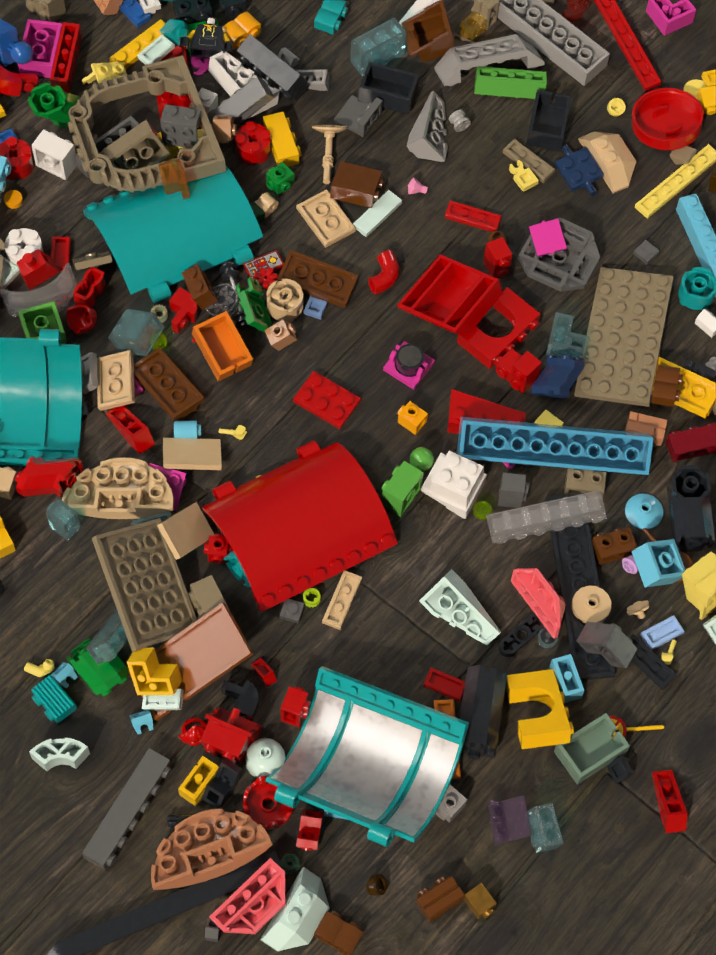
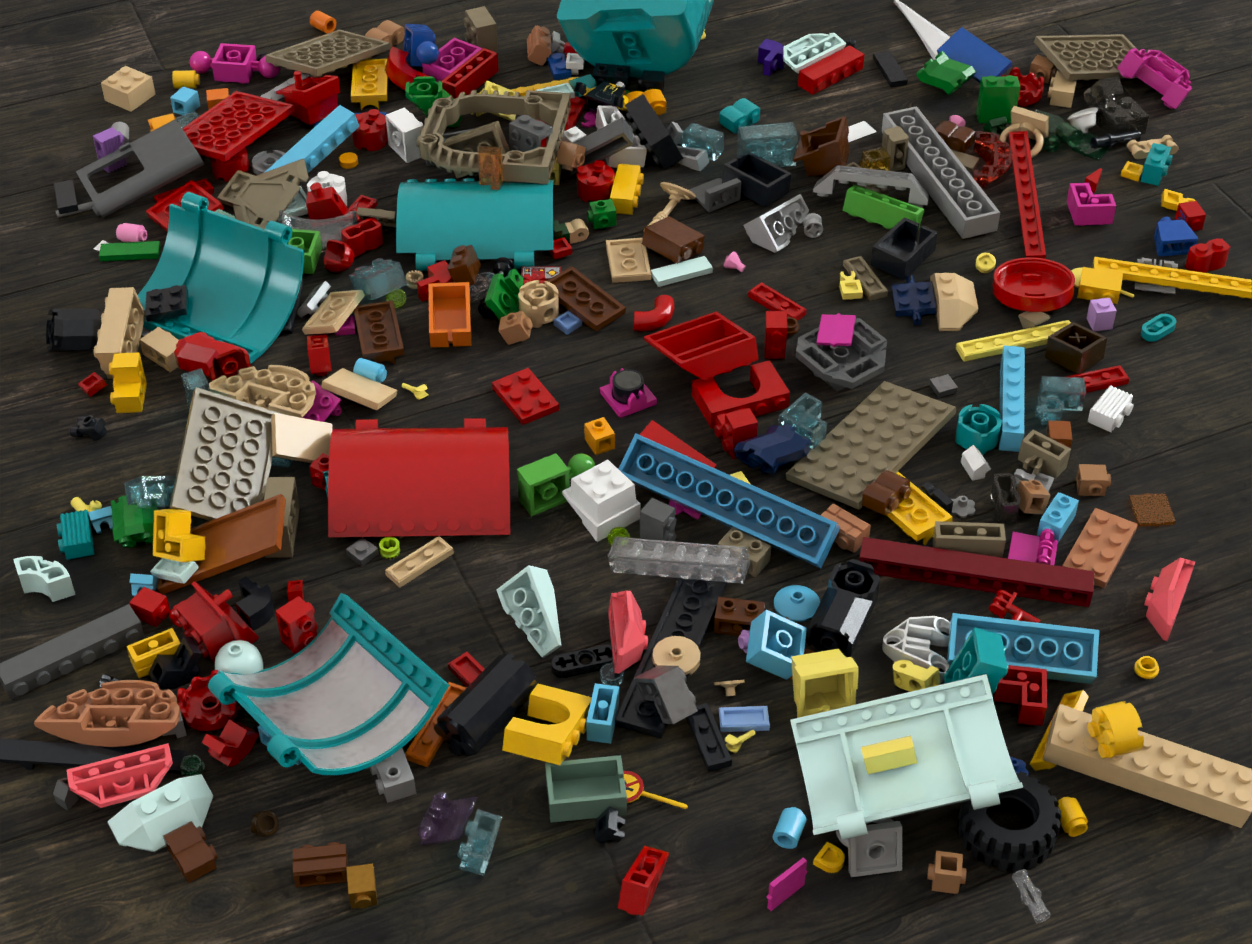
camera: 30 degrees right, 20 degrees down
(162, 739) = (150, 606): none -> red brick
(266, 228) = (561, 248): none -> red plate
(317, 57) = (704, 138): none -> clear light blue brick

